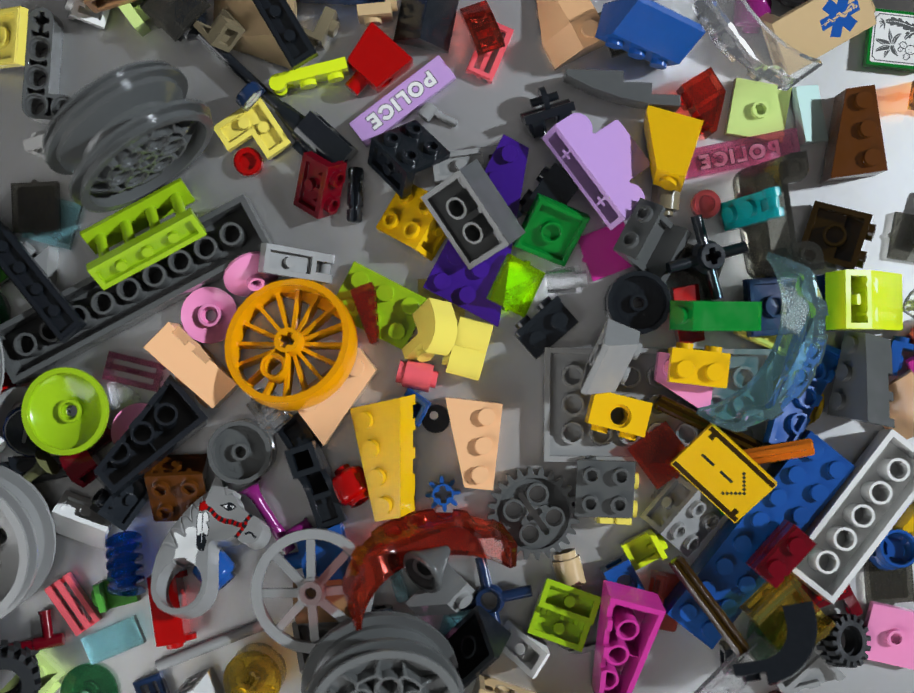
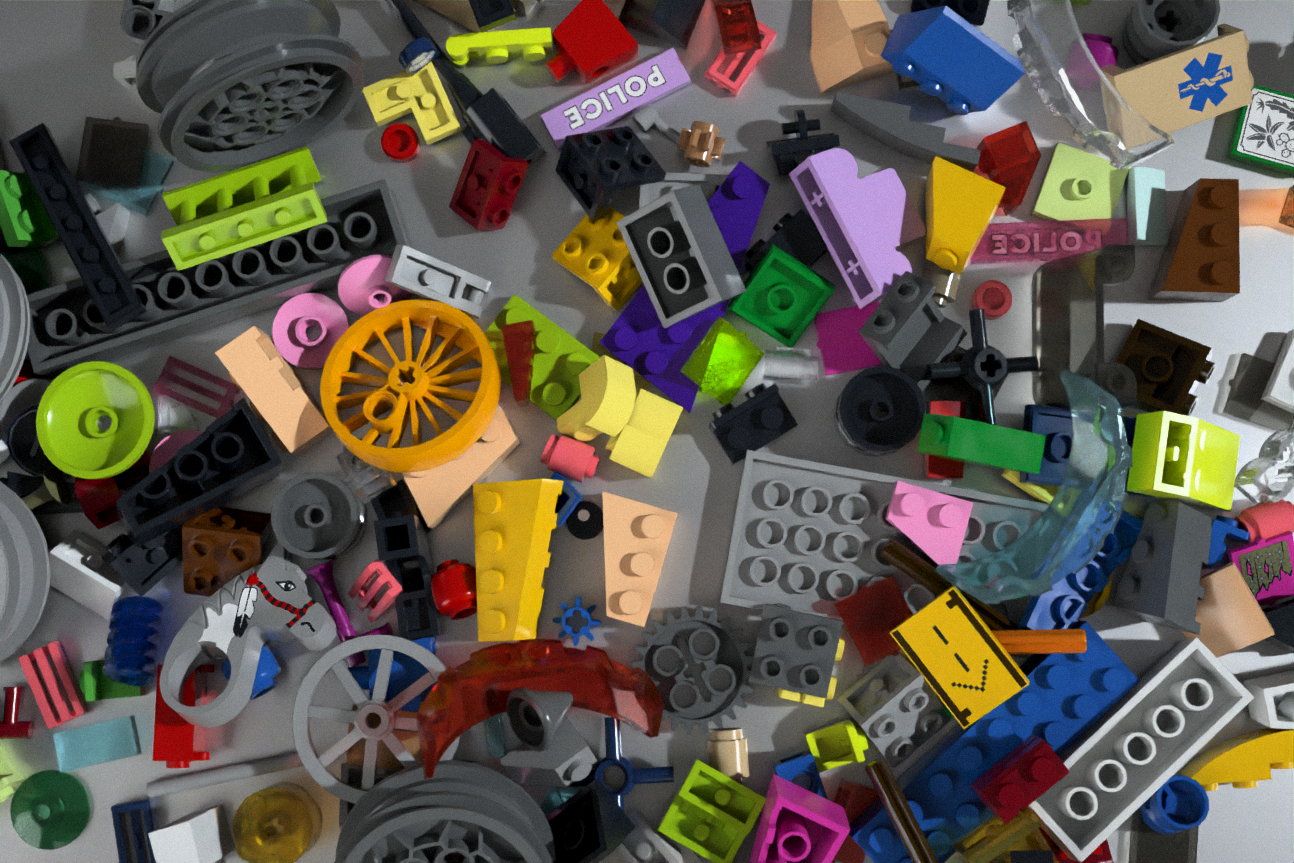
camera: 15 degrees right, 5 degrees down
(289, 502) = (367, 597): none -> coral tile
(355, 194) = (531, 208): black axle -> none
(472, 125) = (701, 144): none -> medium nougat gear
(610, 358) = (832, 476): light grey slope -> none
(635, 419) = (854, 553): yellow brick -> none
(698, 367) = (948, 508): yellow bracket -> none
(752, 209) = (1052, 313): teal plate -> none

